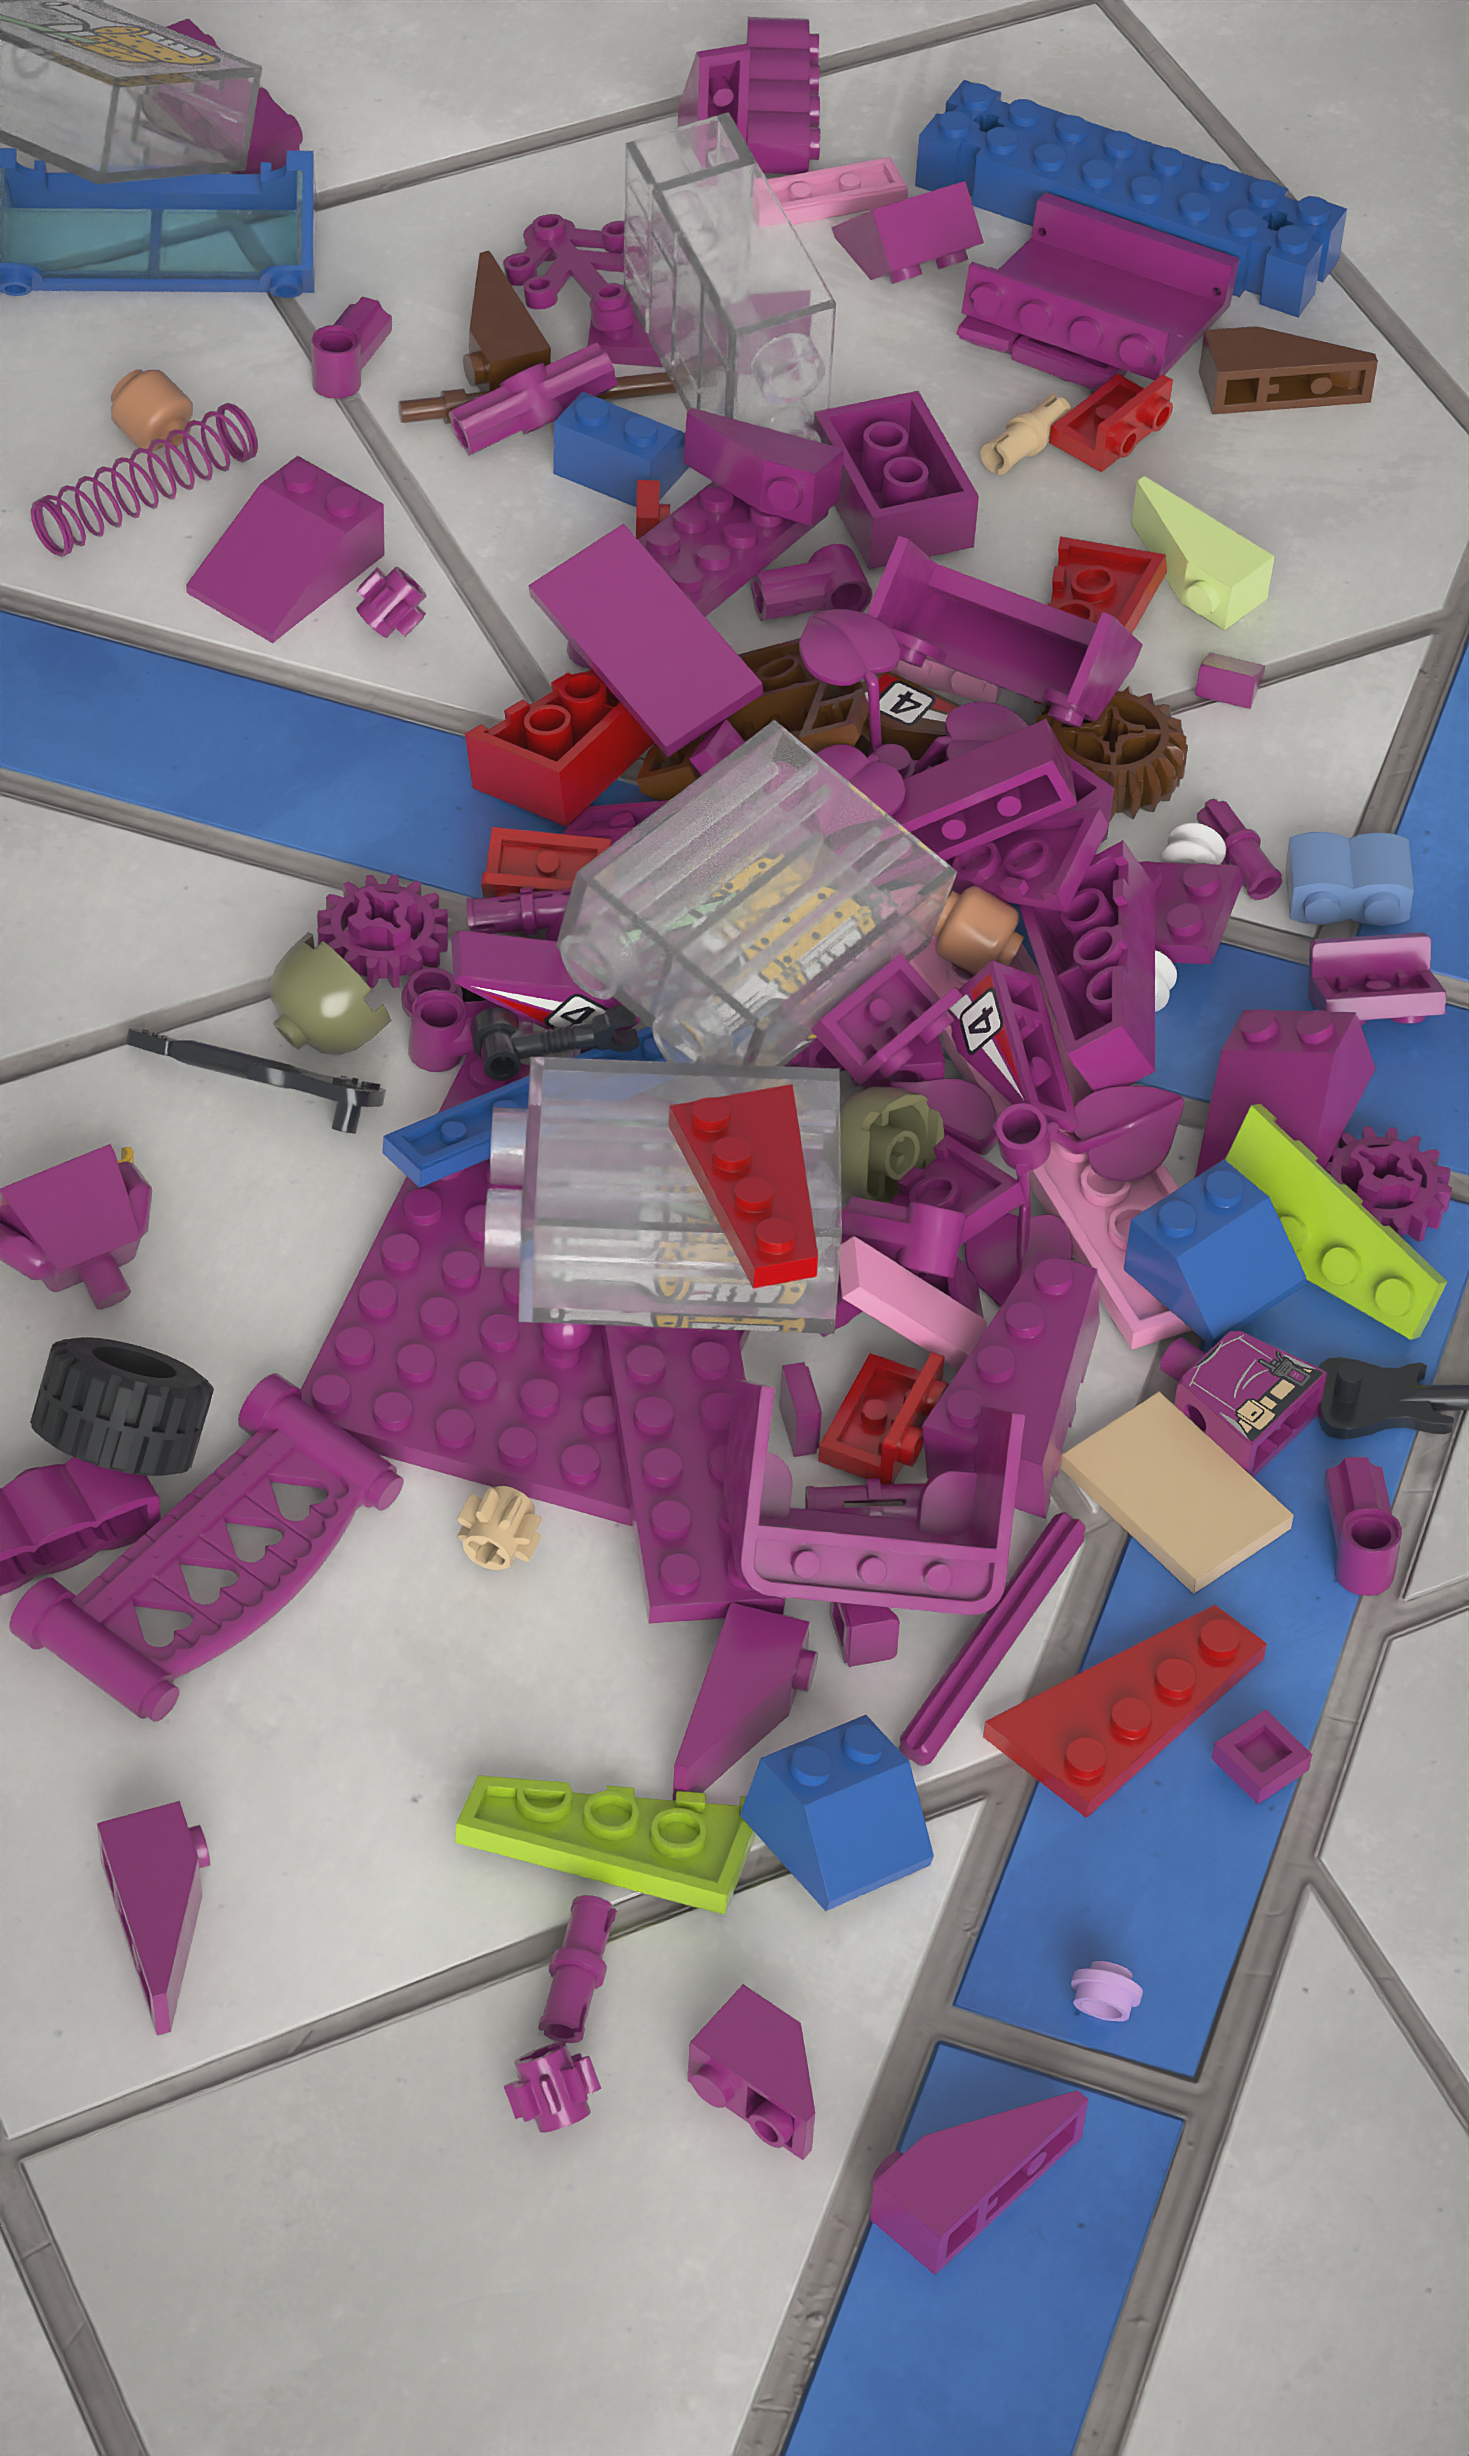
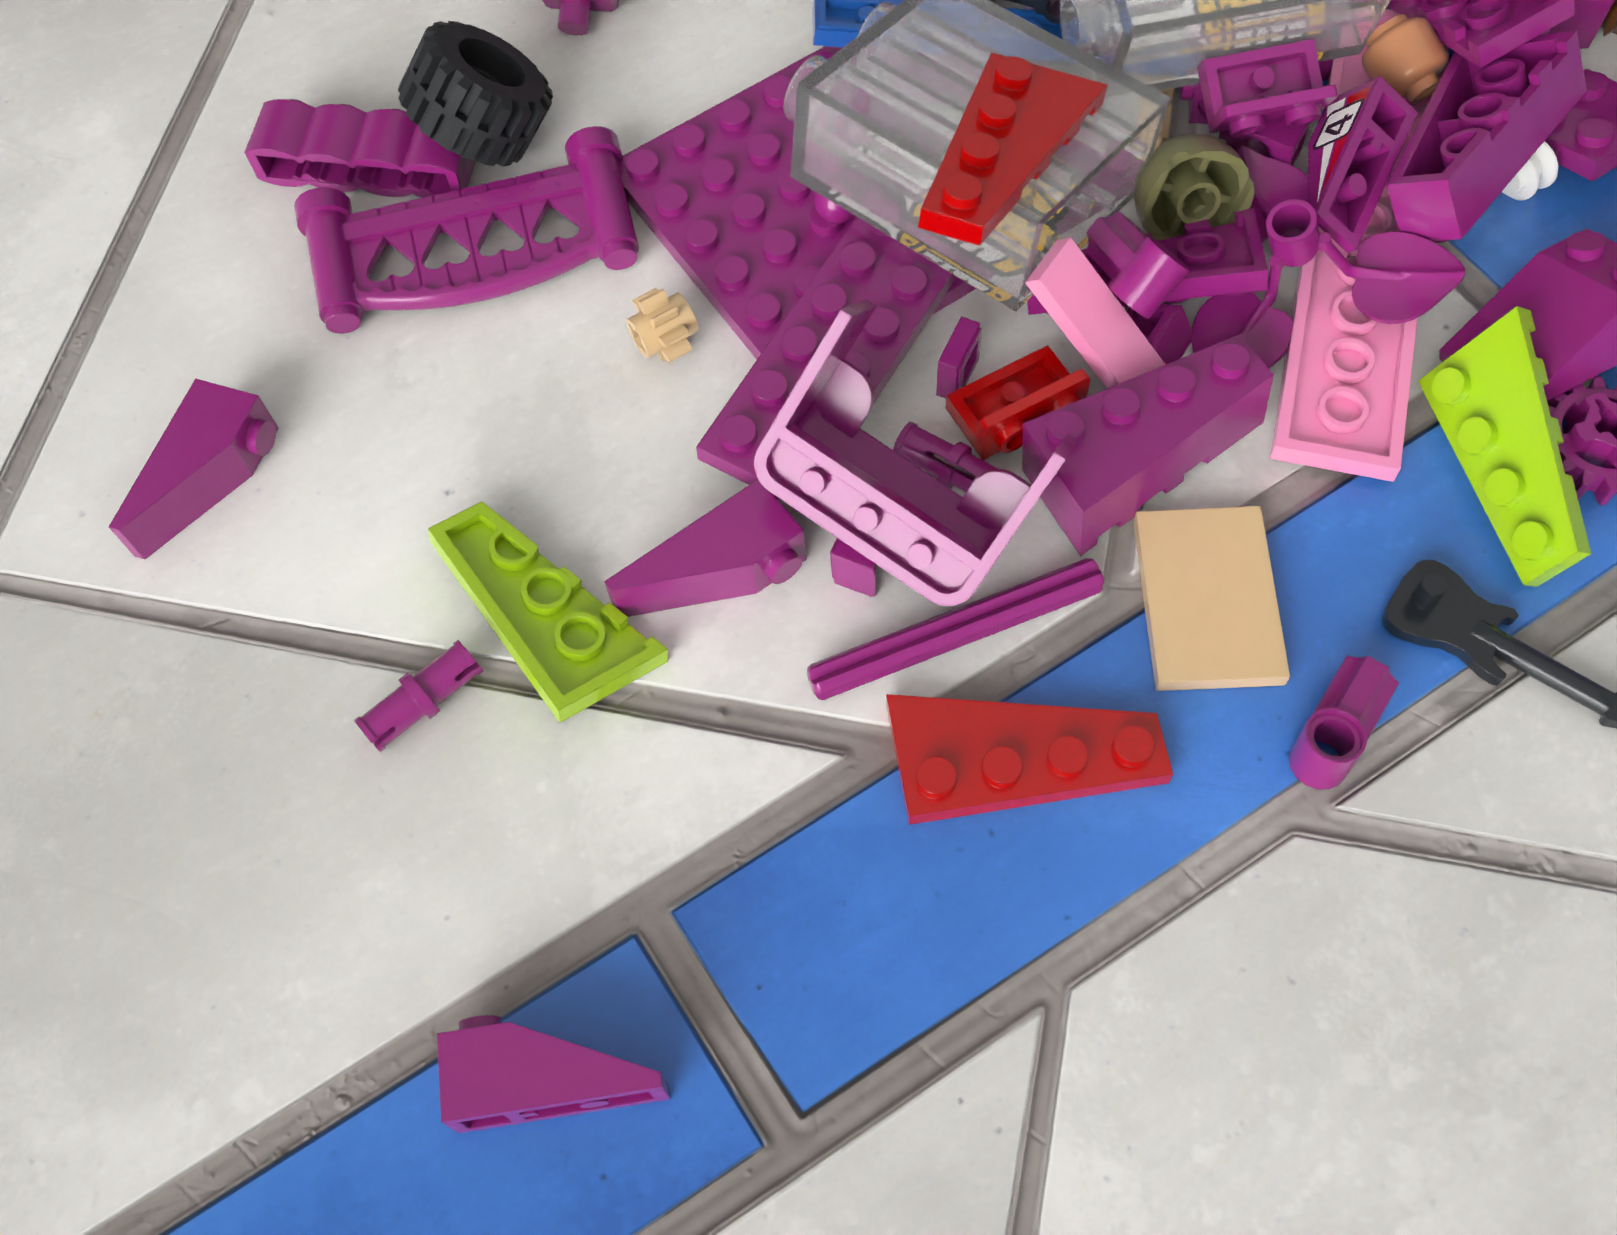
camera: 45 degrees right, 15 degrees up
(552, 2087) = (308, 778): magenta gear -> none
(757, 2068) = (466, 870): magenta slope -> none
(840, 1812) = (699, 701): blue slope -> none
(1106, 1991) = (780, 991): lavender plate -> none
(1214, 1253) = (1392, 416): blue slope -> none
(1245, 1395) = (1328, 551): magenta torso -> none
(1261, 1756) = (1085, 871): magenta plate -> none

